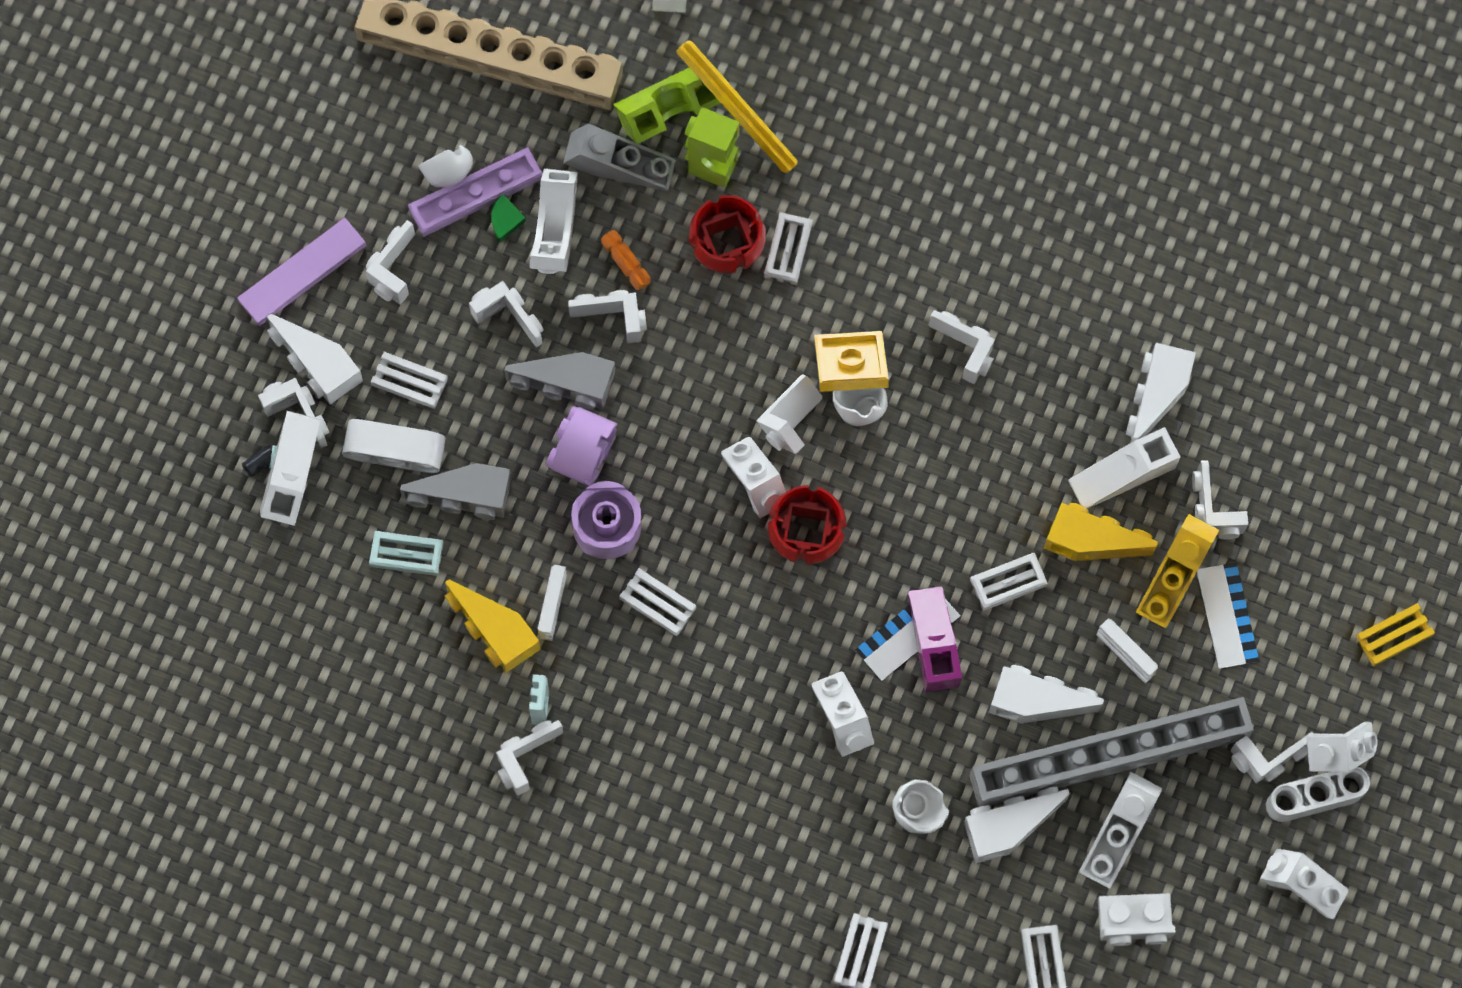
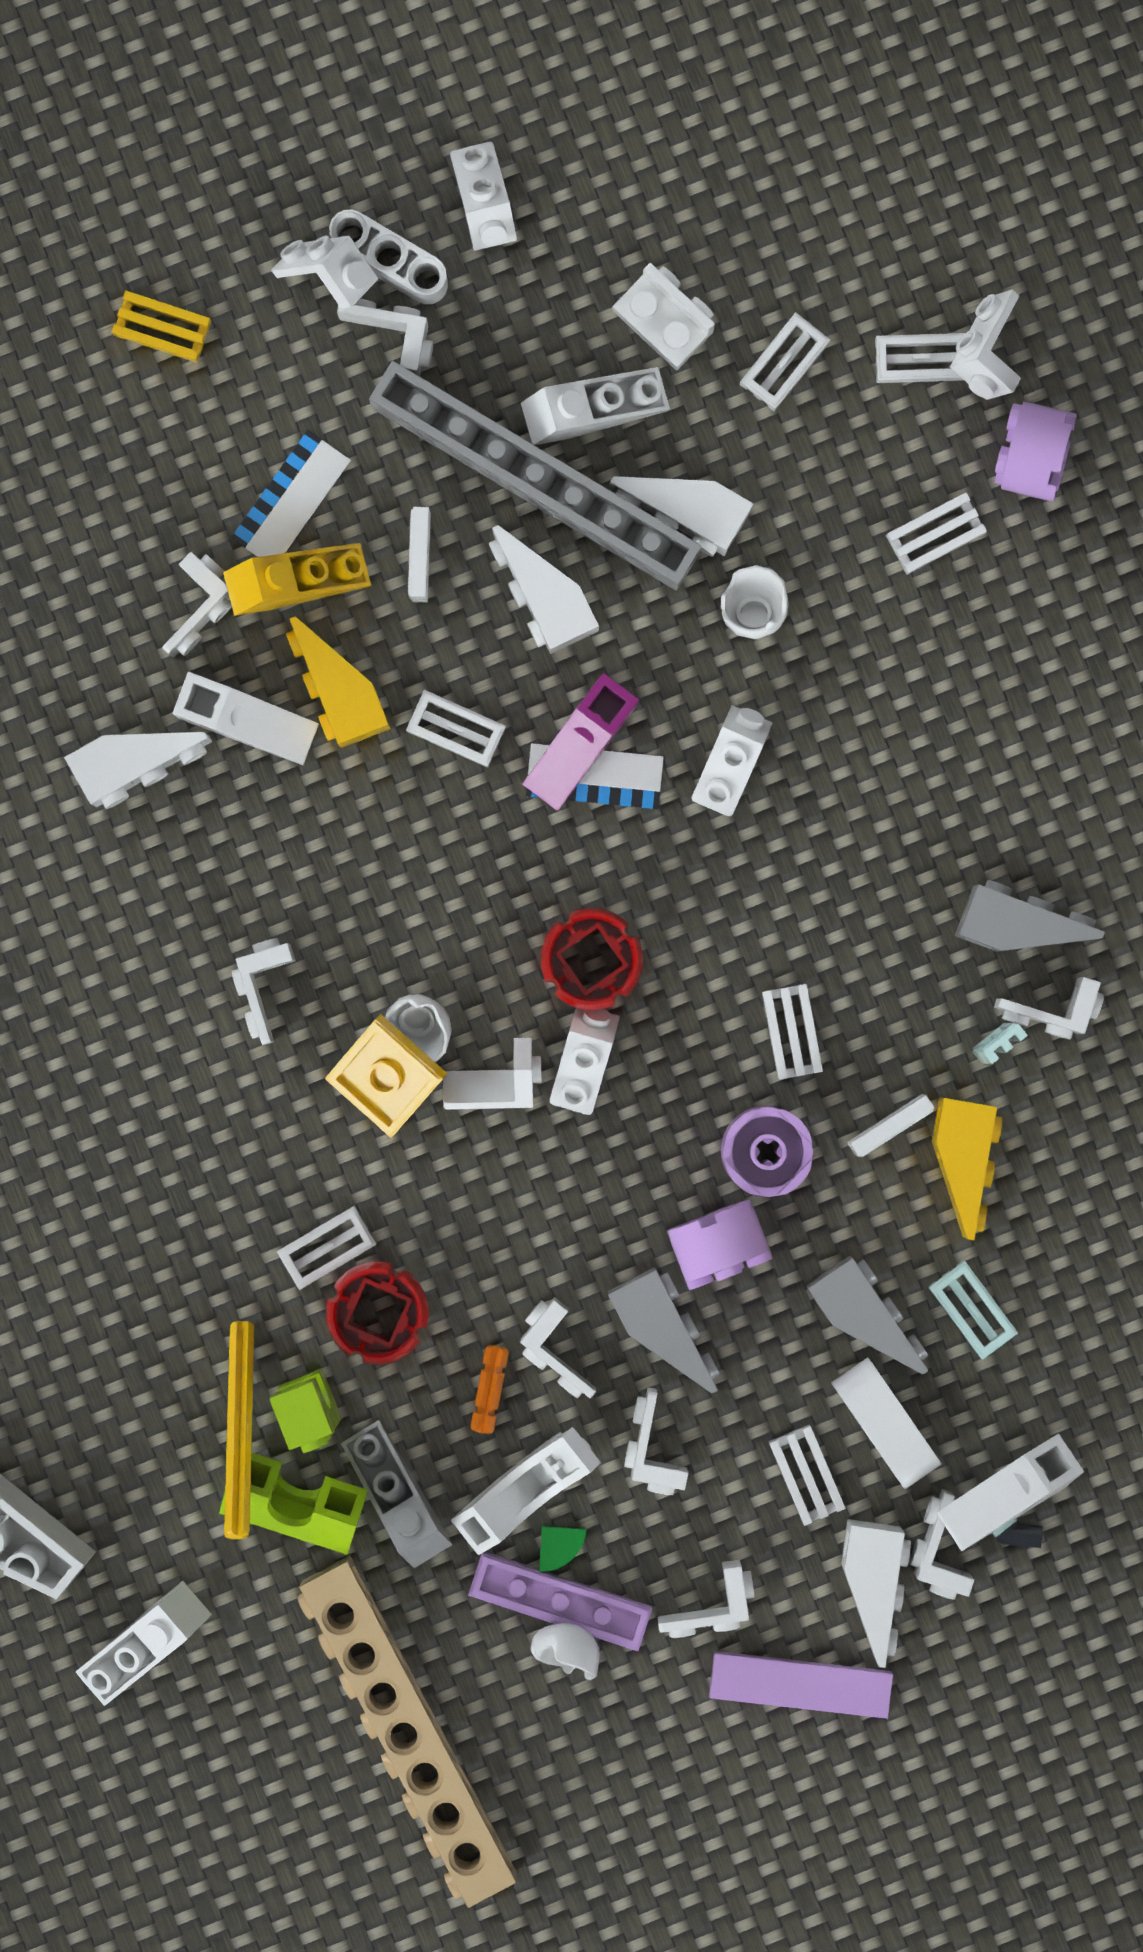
camera: 130 degrees left, 15 degrees up
(598, 775) = (1007, 923): none -> light grey slope

